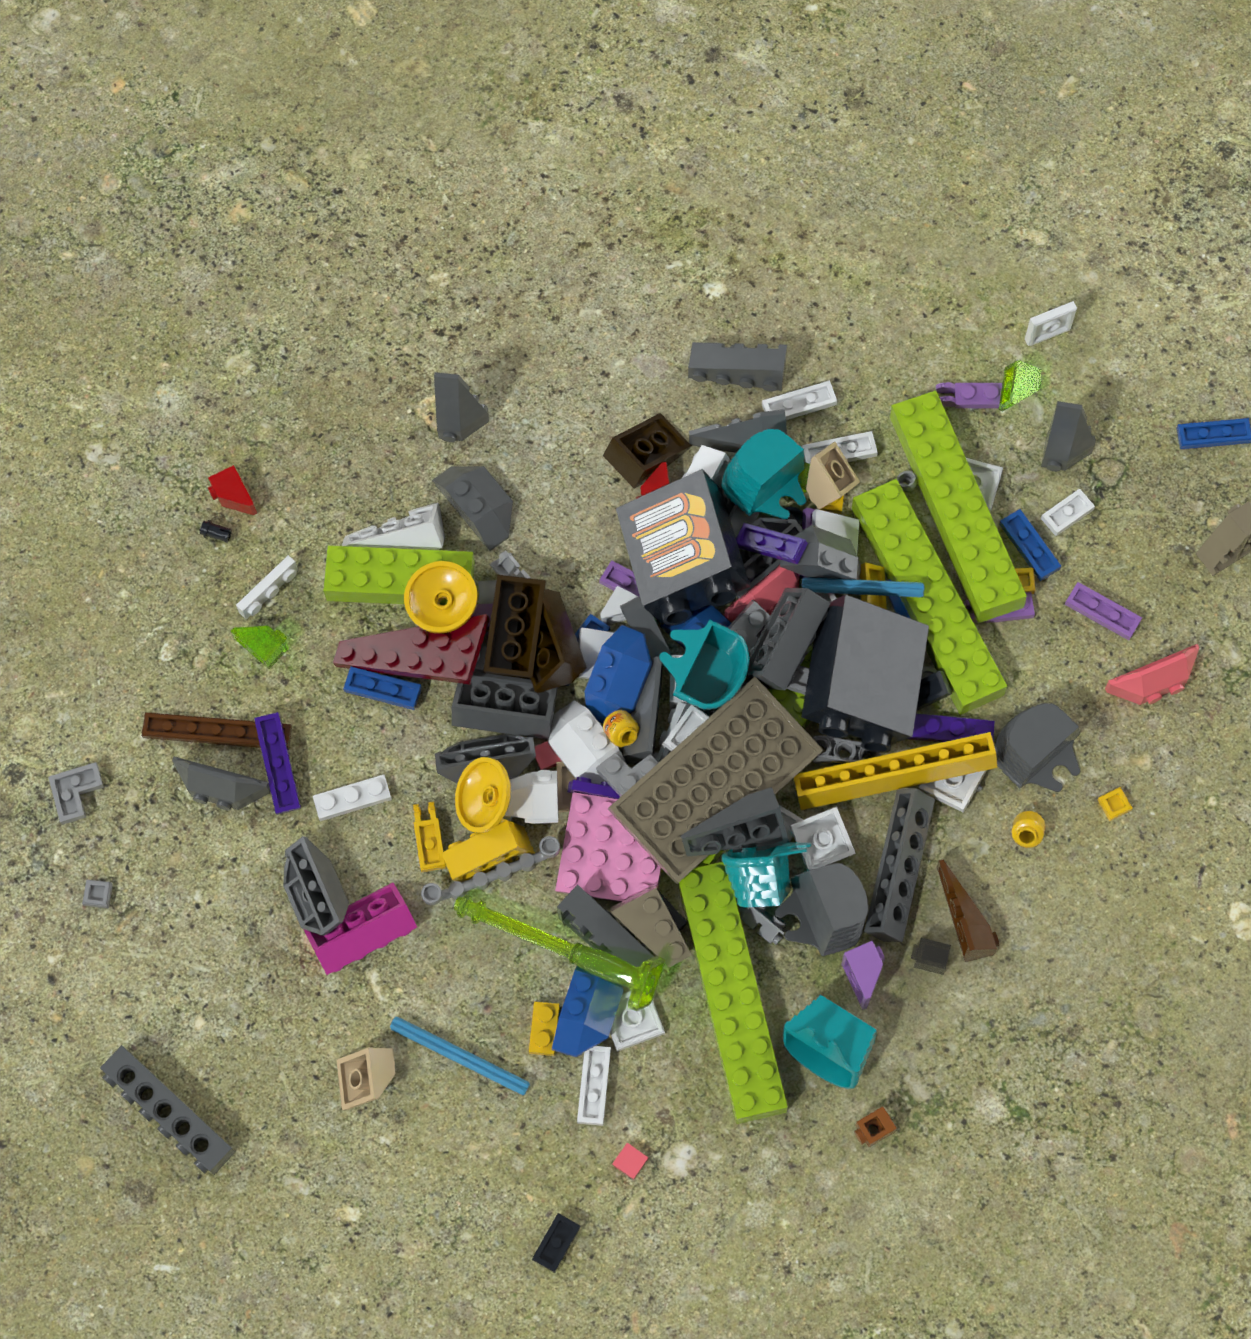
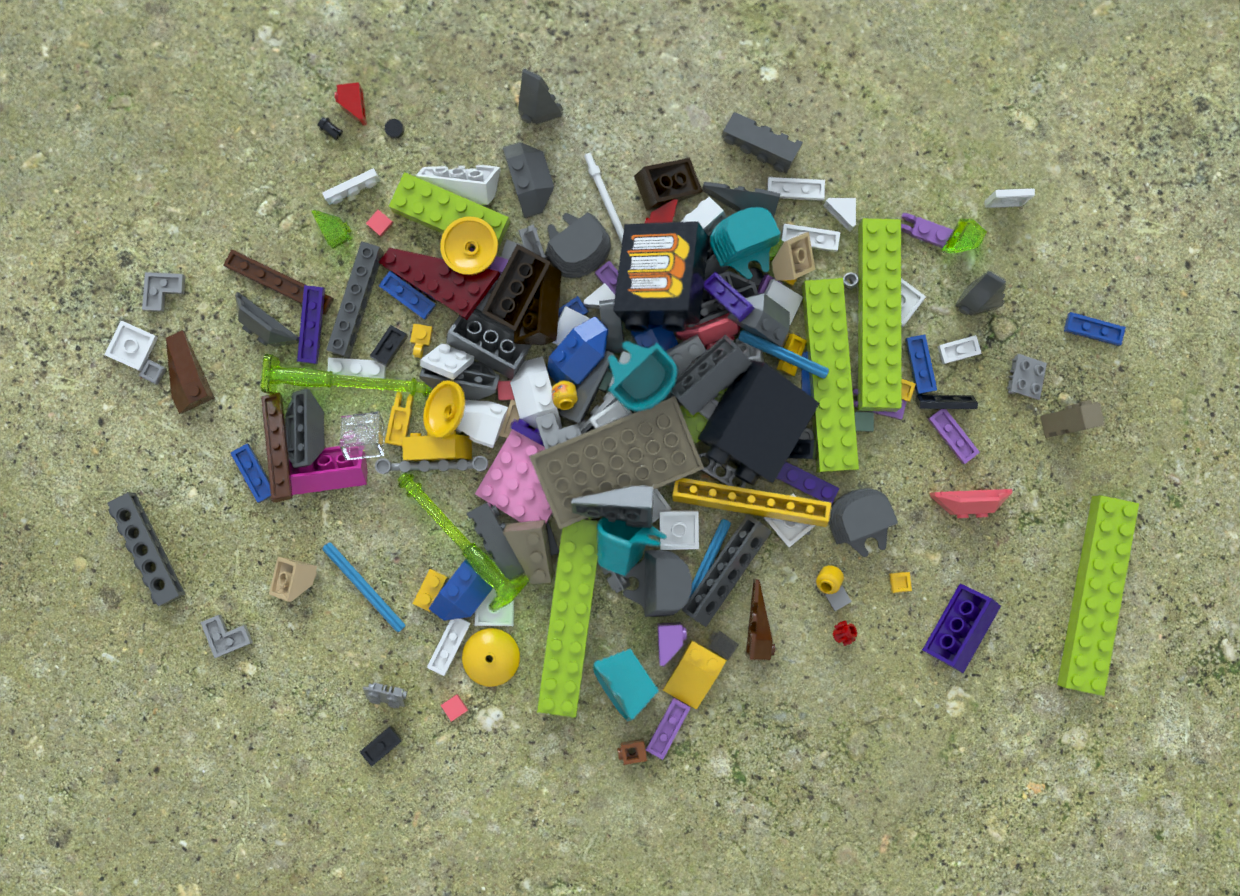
camera: 20 degrees right, 15 degrees up
(60, 871) = (131, 345): none -> white plate
(142, 884) = (186, 376): none -> reddish brown wedge
(269, 968) = (252, 472): none -> blue plate
(290, 921) = (276, 448): none -> reddish brown tile
(293, 505) = (394, 128): none -> black tile
(309, 1188) = (221, 640): none -> light grey plate
(311, 822) = (275, 375): none -> clear neon green piece
(316, 618) = (379, 223): none -> coral tile
(321, 716) = (355, 300): none -> dark grey brick
(382, 754) = (388, 345): none -> black plate
(391, 868) = (362, 435): none -> clear brick
(417, 732) = (421, 337): none -> yellow plate
(462, 742) = (447, 361): none -> white plate
(538, 1175) = (376, 695): none -> light grey hinge
(555, 469) = (595, 172): none -> white bar
(569, 557) = (579, 247): none -> dark grey piece
(648, 1100) = (502, 649): none -> yellow dish
(664, 700) = (606, 382): none -> sand green tile
(865, 407) = (843, 210): none -> white slope
(873, 852) = (711, 553): none -> dark azure axle
(906, 1083) = (668, 728): none -> medium lavender plate
(912, 1005) = (694, 674): none -> yellow slope
(992, 634) = (864, 421): none -> sand green tile
(1048, 850) = (838, 599): none -> light grey tile
(1073, 886) = (845, 633): none -> red gear
(1078, 575) = (946, 402): none -> black tile
(1159, 514) = (1026, 377): none -> light grey hinge
(1210, 828) = (961, 627): none -> dark purple slope

